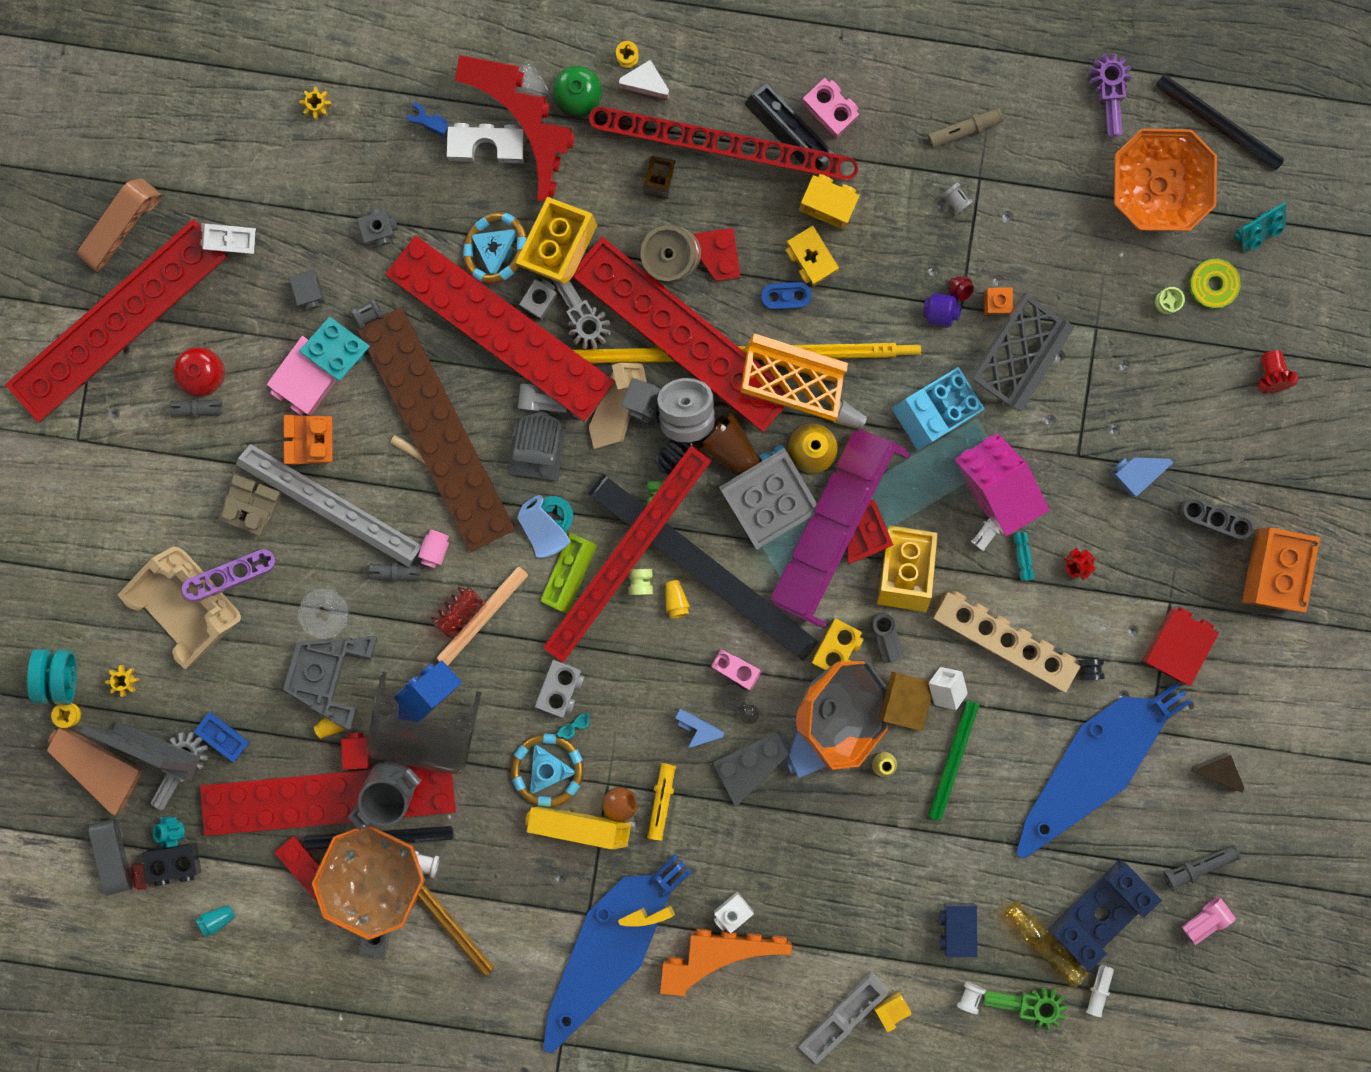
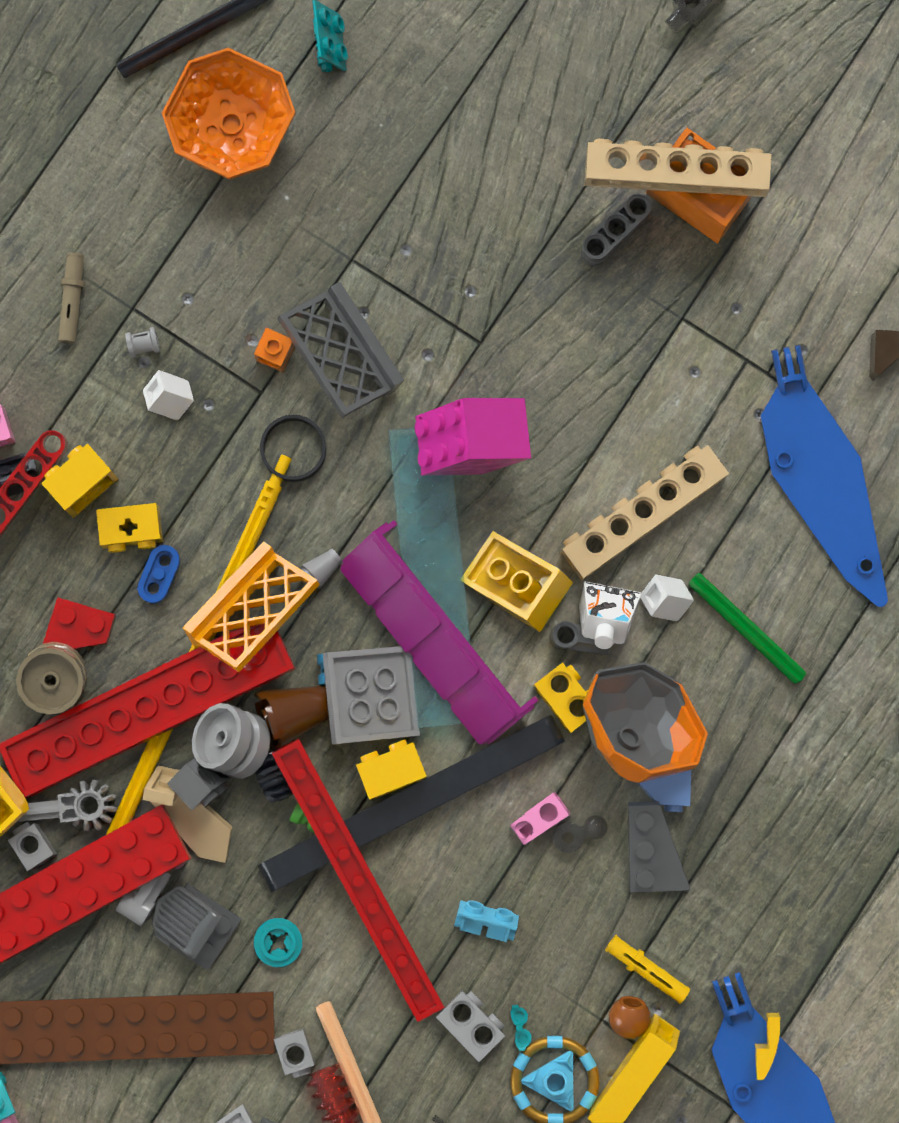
camera: 65 degrees left, 5 degrees down
(406, 447) = (125, 1070): tan piece -> none
(433, 548) = (251, 1092): bright pink brick -> none
(489, 566) = (300, 1039): none -> light grey brick
(541, 529) = (287, 962): light blue piece -> none
(568, 573) = (349, 954): lime slope -> none
(640, 582) = (395, 879): yellowish green wheel -> none
(641, 653) = (500, 921): none -> medium azure hinge
(676, 601) = (434, 849): yellow cone -> none
(705, 731) = (592, 885): medium blue slope -> none
(712, 952) = (839, 989): orange arch -> none
(720, 540) = (390, 770): none -> yellow brick
(732, 913) = (805, 947): white brick -> none
(804, 456) = (341, 635): yellow cone -> none
(869, 535) = (462, 605): red wing -> none
(877, 763) = (710, 708): light yellow cone -> none
(906, 701) = (660, 649): pearl gold tile -> none
(914, 648) = (607, 613): none -> white torso
(925, 237) = (168, 395): none -> white panel
(937, 408) = (358, 468): medium azure slope -> none
(941, 310) = (254, 414): dark purple head -> none
(955, 348) = (286, 418): none -> black tyre
(961, 287) = (240, 383): dark red plate -> none
(985, 535) = (519, 480): white axle -> none
(1023, 556) = (561, 450): teal axle -> none
(1079, 564) = (597, 394): red gear -> none
(1091, 669) = (716, 434): black wheel -> none
(1111, 91) = (107, 127): medium lavender gear -> none
(1138, 473) = (529, 286): medium blue slope -> none
(1174, 299) = (360, 163): yellowish green wheel -> none
(1180, 646) = (734, 328): red brick -> none
(1229, 283) = (364, 97): lime tile -> none
(1270, 536) = (631, 176): none -> tan brick
(1276, 375) = (492, 94): red gear -> none

